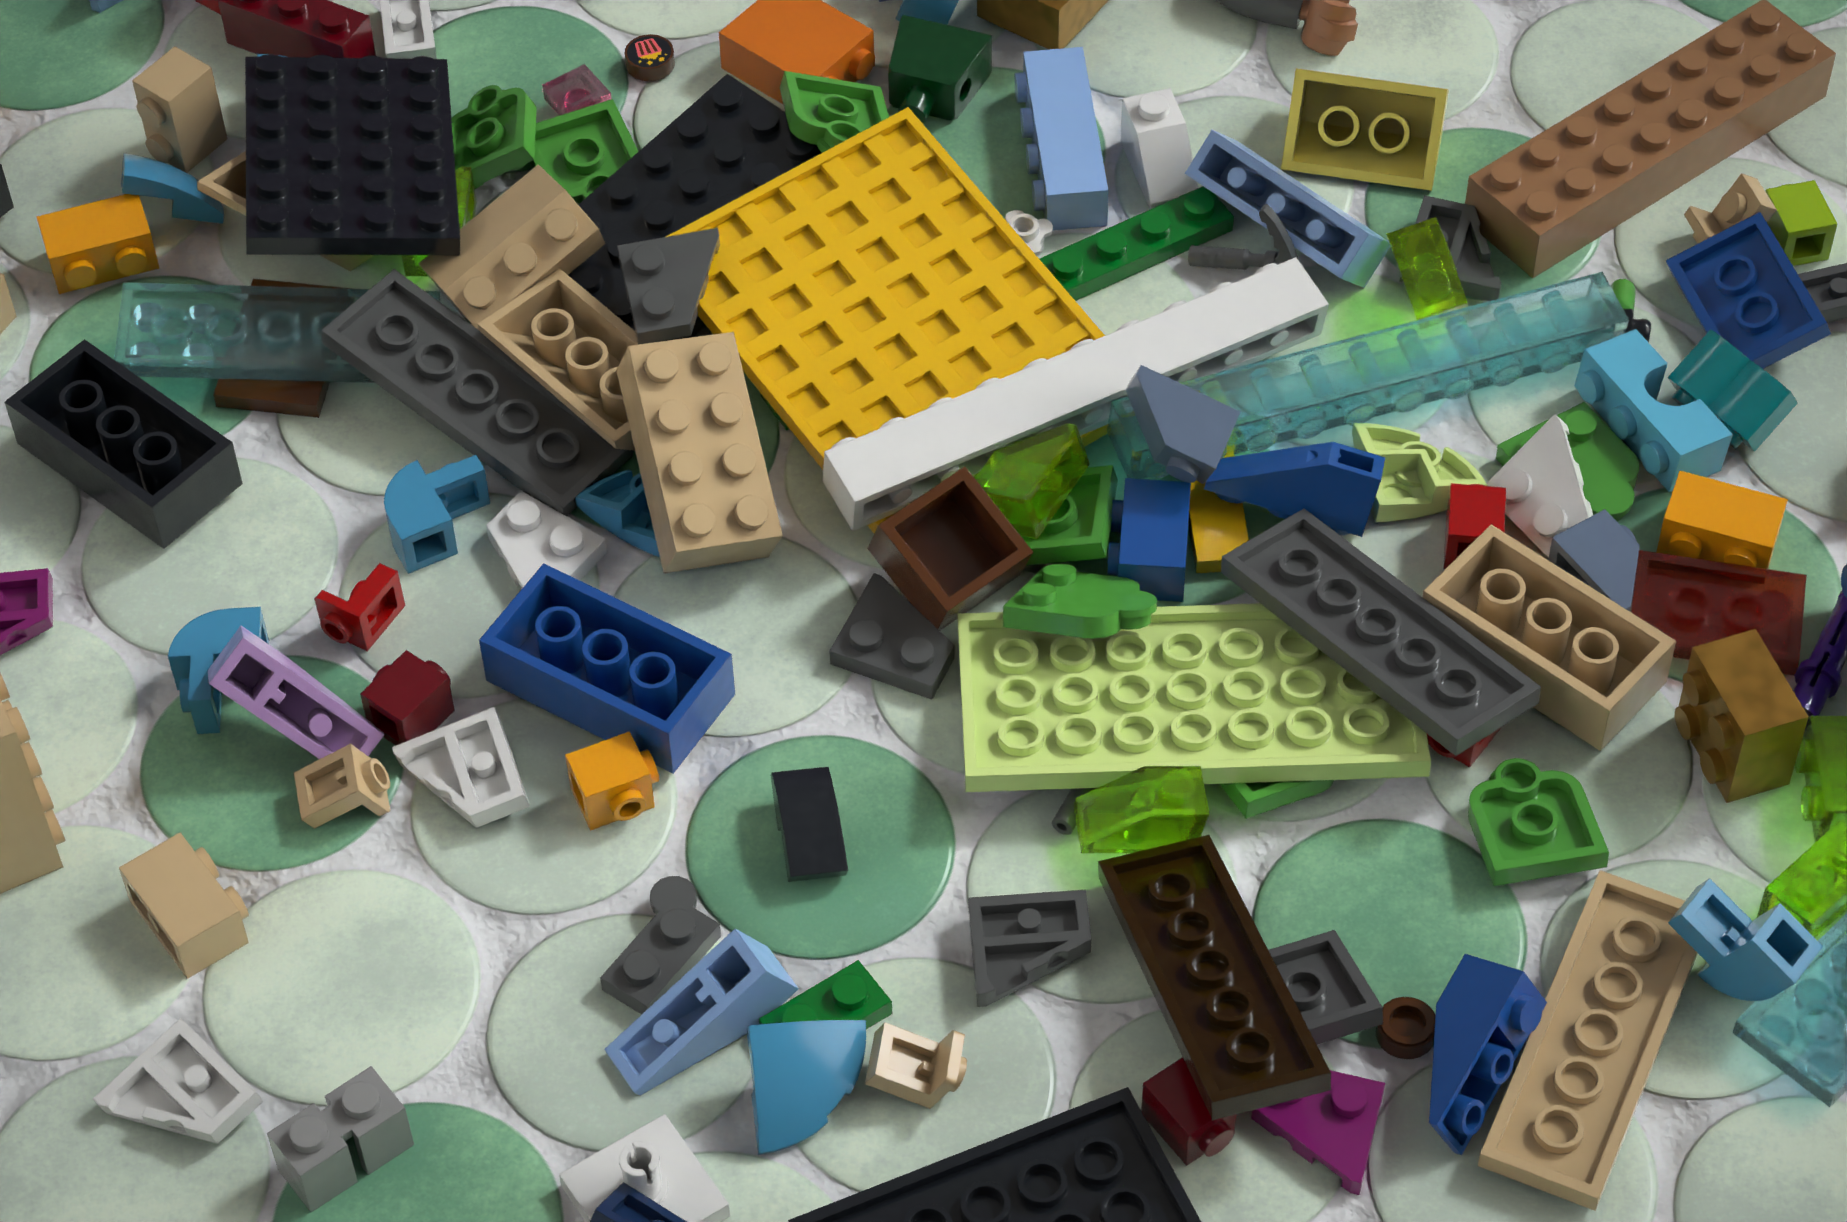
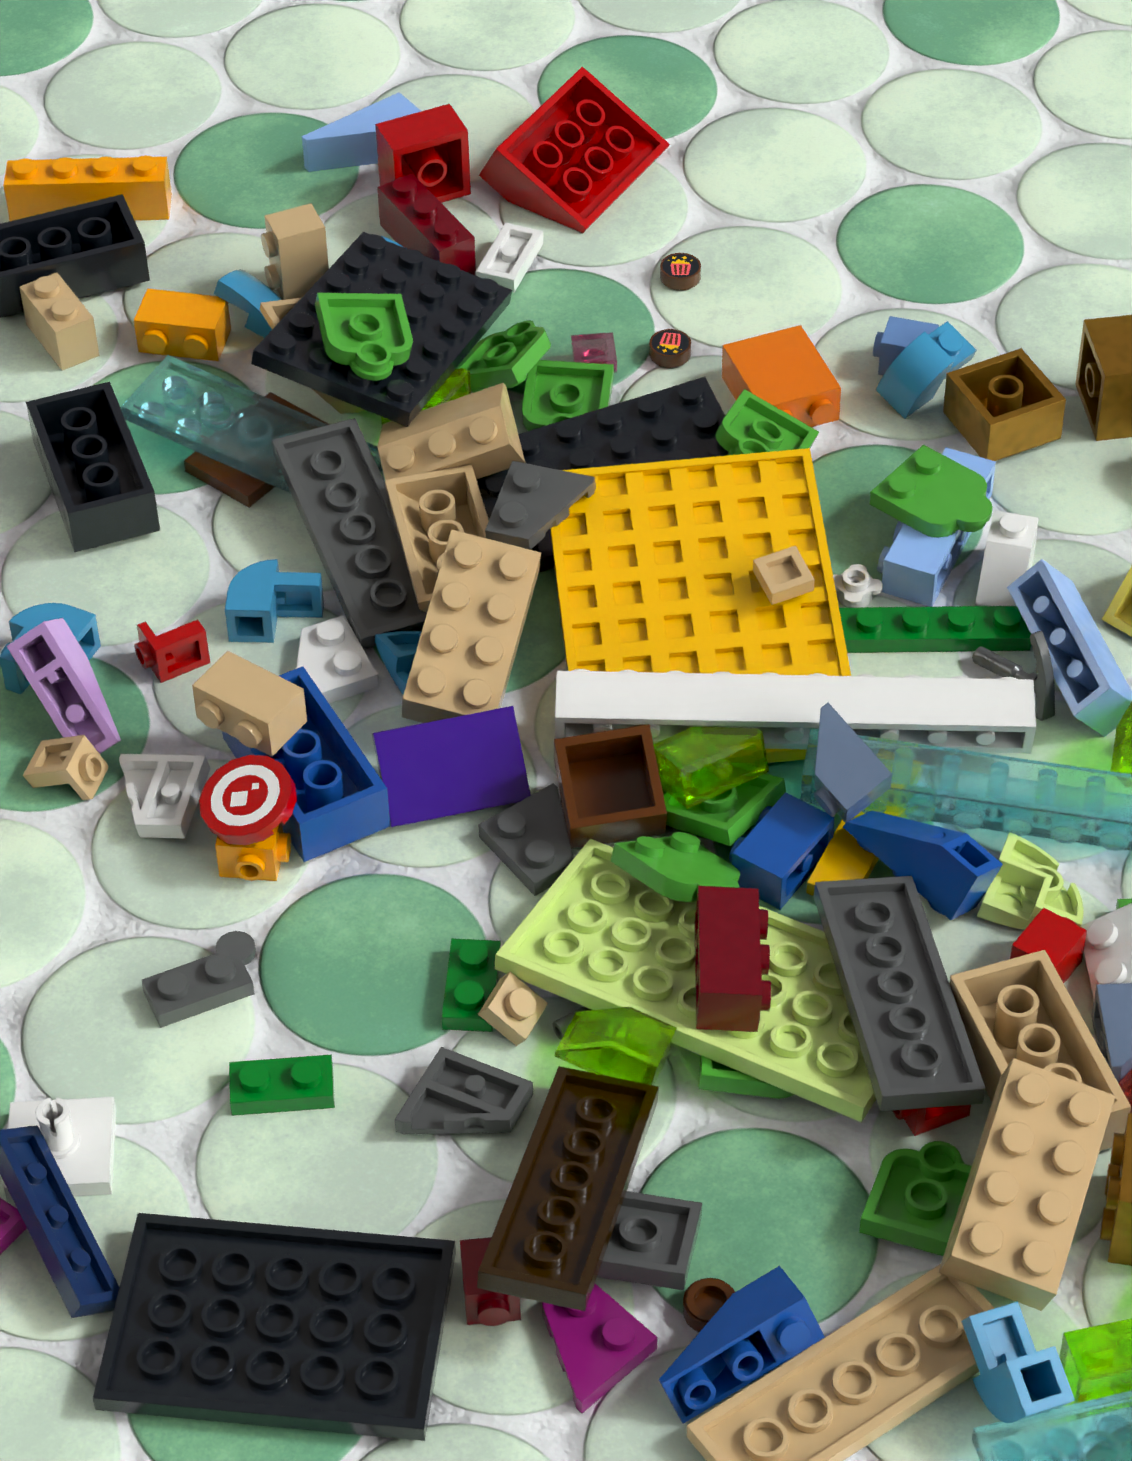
camera: 30 degrees right, 5 degrees down
(355, 167) = (365, 331): none -> bright green plate
(408, 698) = (155, 723): dark red brick -> none
(529, 628) = (249, 703): none -> tan brick
(595, 732) = (247, 799): none -> red tile
(702, 1012) = (193, 1036): light blue slope -> none
(768, 598) = (452, 766): none -> dark purple tile
(801, 1076) = (224, 1114): dark azure brick -> none
(809, 824) = (368, 940): black slope -> none
(915, 1065) = (312, 1148): tan bracket -> none
(937, 68) = (873, 436): dark green torso -> none
(941, 820) = (469, 983): none -> green plate
(975, 252) = (783, 575): none -> tan plate
(1007, 824) = (513, 1008): none -> tan plate
(1054, 106) = (934, 495): none -> bright green plate
(1203, 672) = (730, 959): none -> dark red brick
(1644, 761) = (1027, 1185): none -> tan brick

